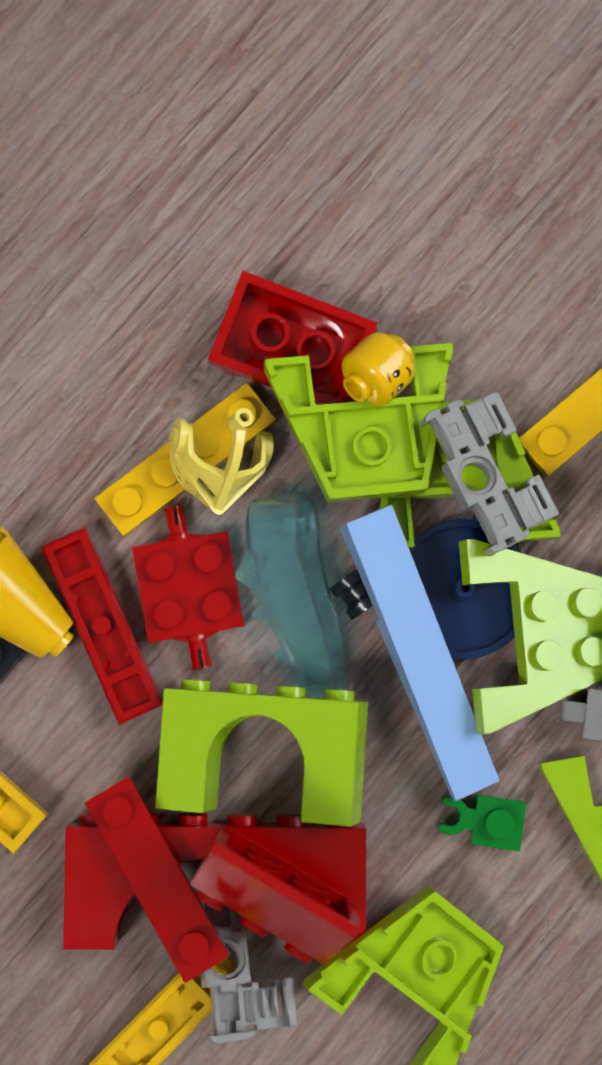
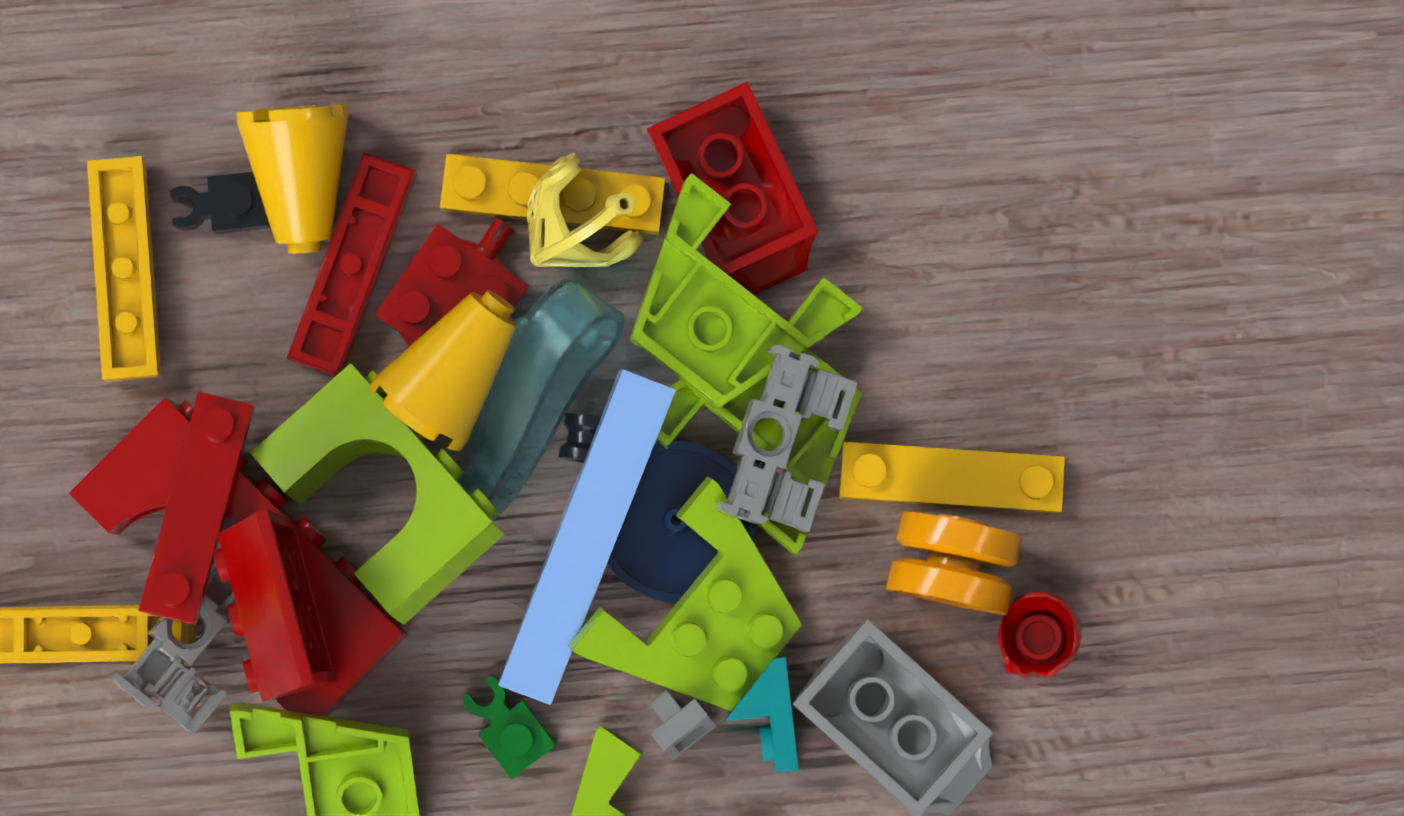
camera: 45 degrees right, 0 degrees up
(233, 632) = (450, 369): none -> yellow cone
(378, 368) = (776, 269): yellow head -> none

